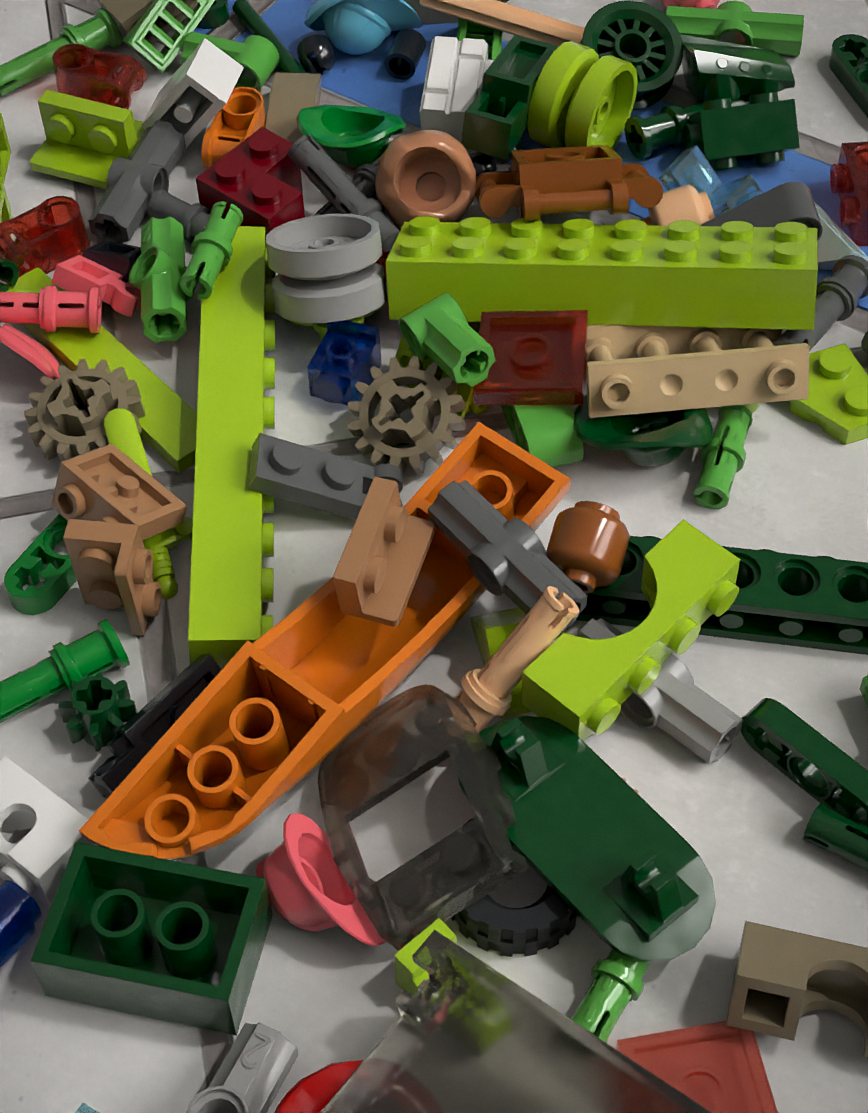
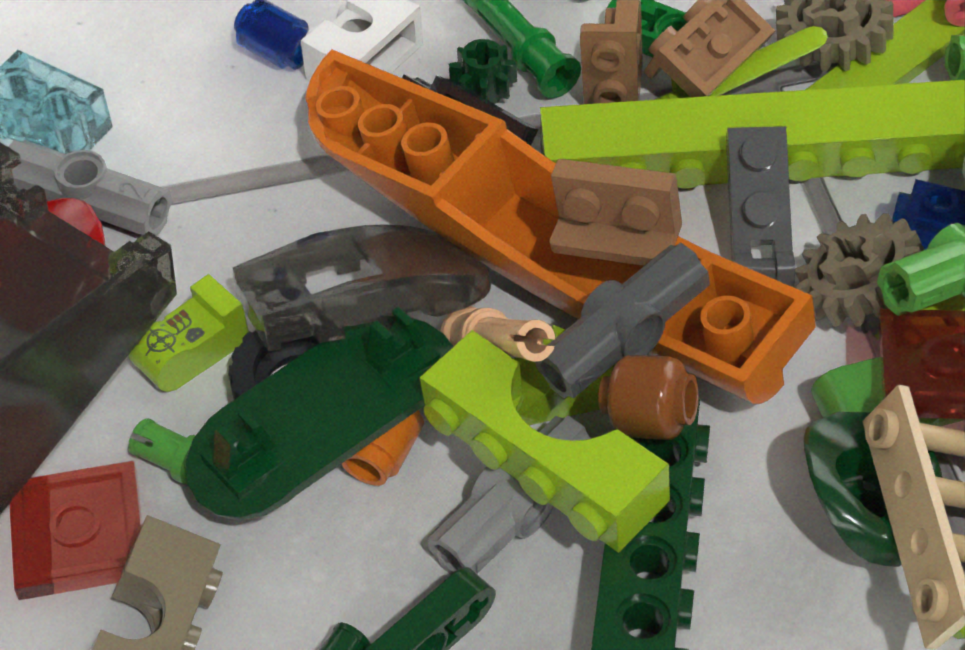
camera: 90 degrees right, 0 degrees up
(154, 938) = (243, 125): dark green brick -> none
(309, 885) = (292, 211): coral piece -> none
(723, 457) = (849, 581): bright green pin -> none

